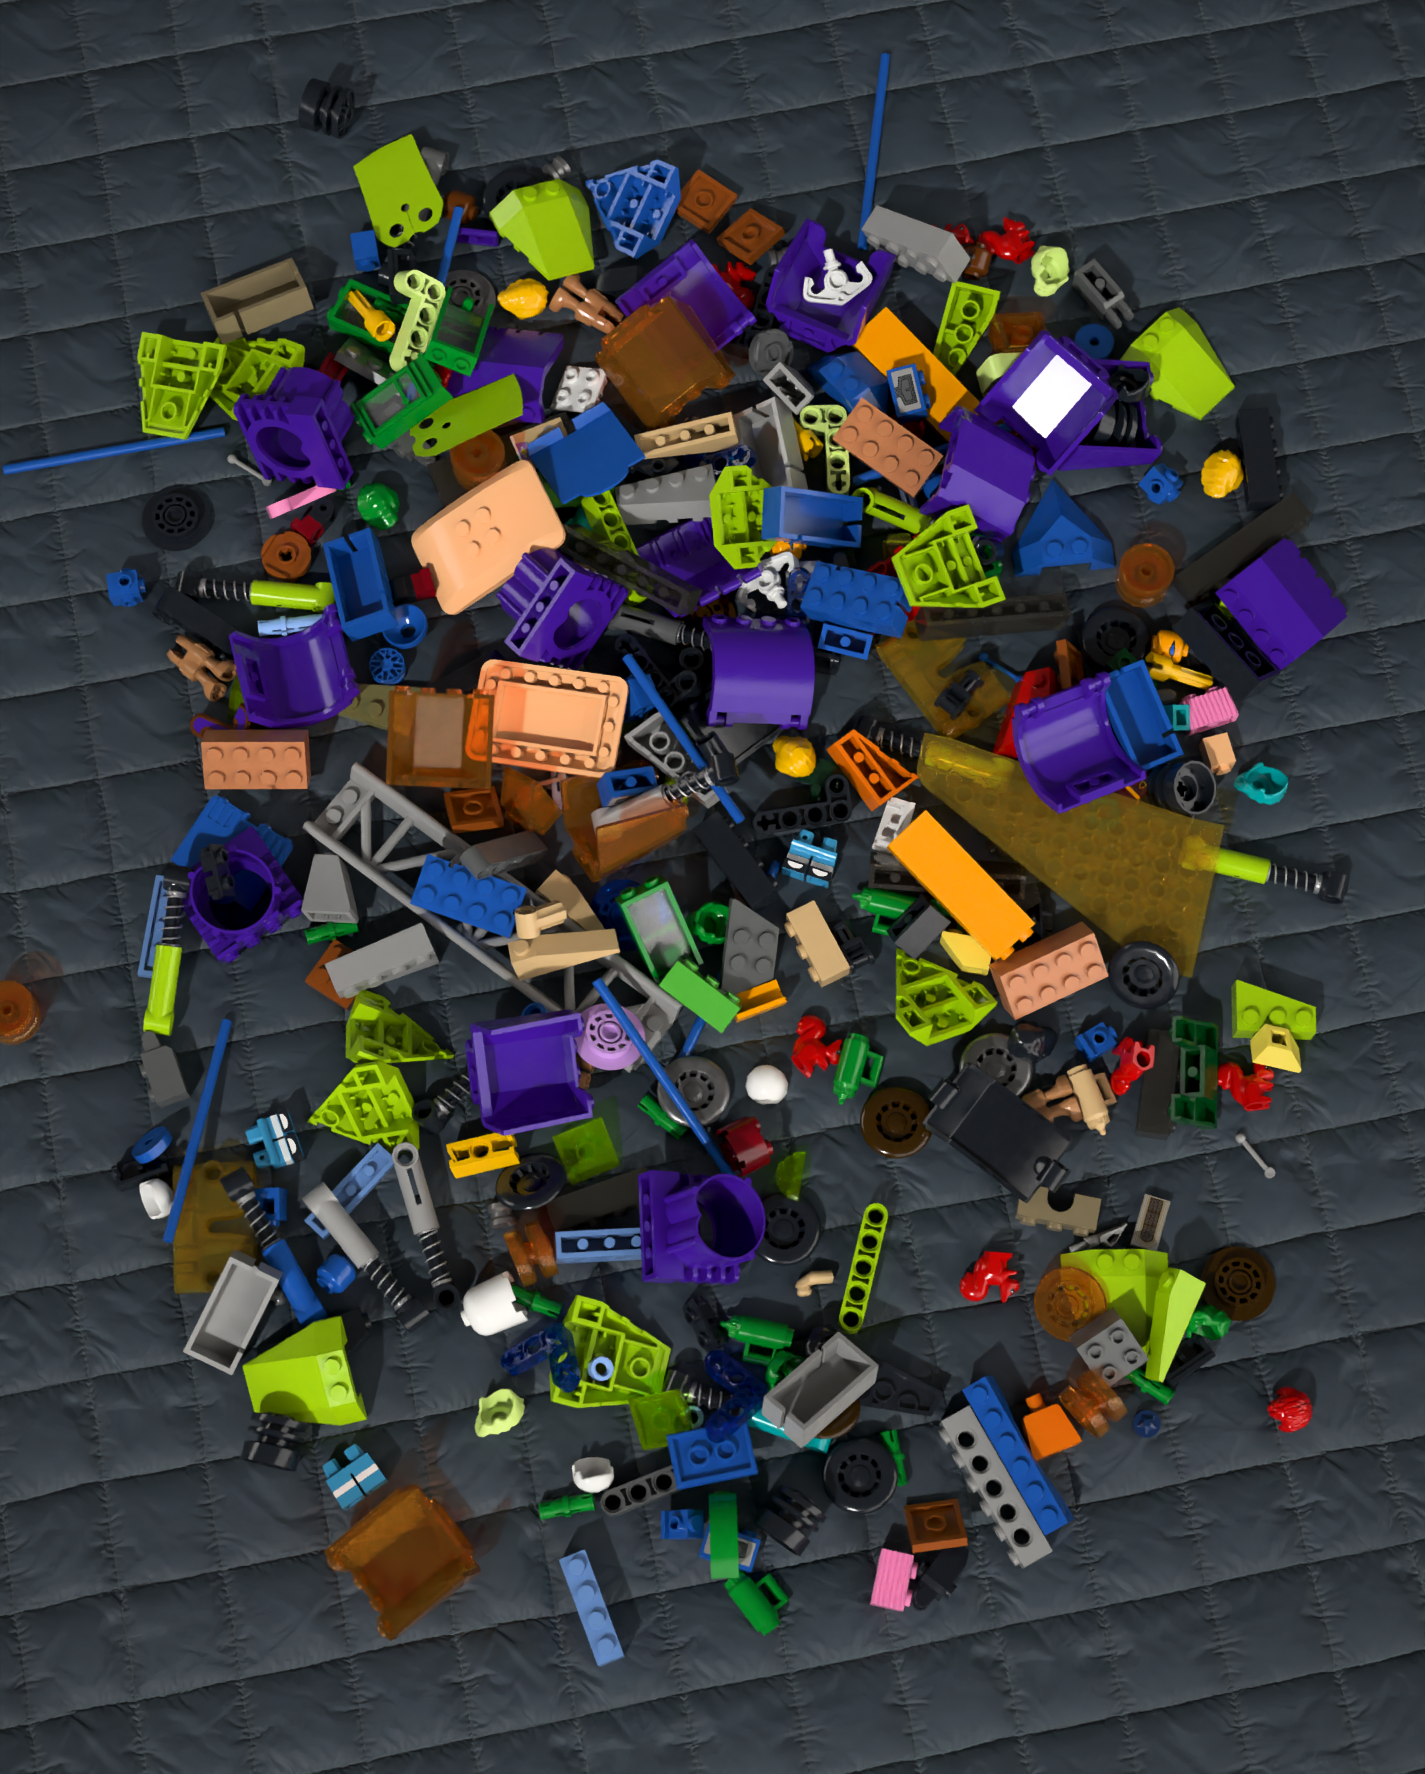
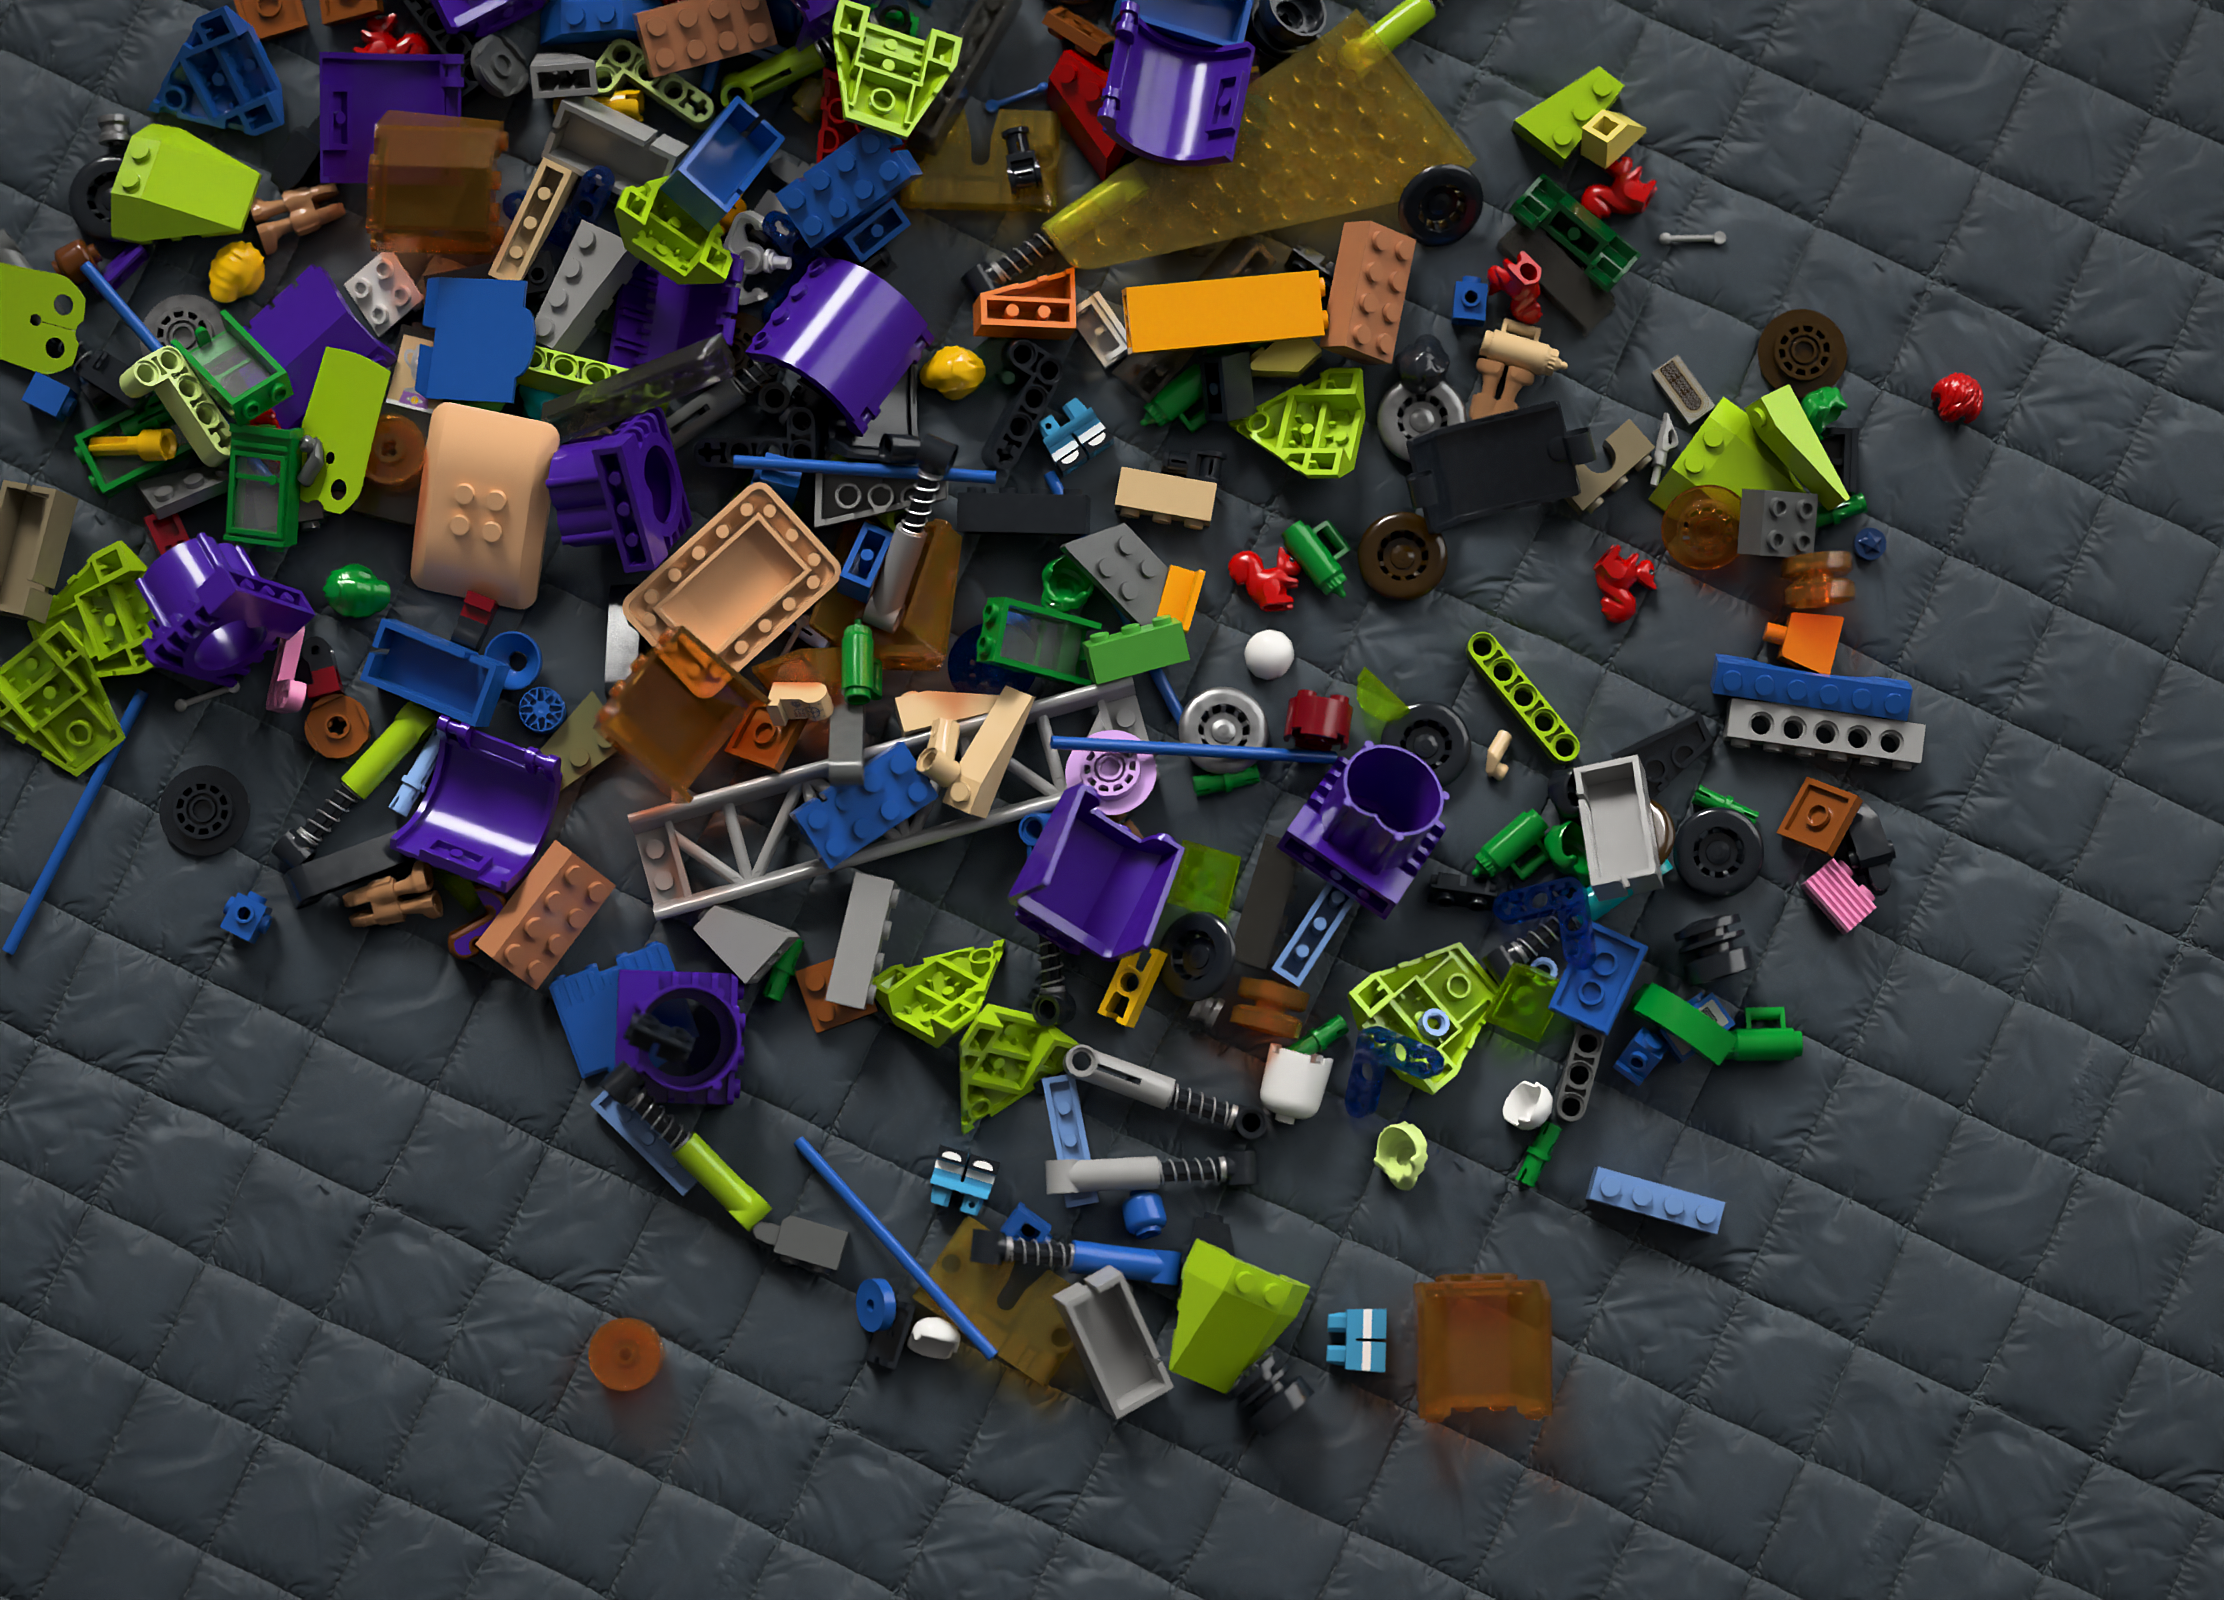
camera: 55 degrees left, 10 degrees up
(438, 417) = (315, 459): none -> dark grey arm
(505, 809) = (799, 701): none -> tan leg
(557, 830) = (859, 668): none -> green piece

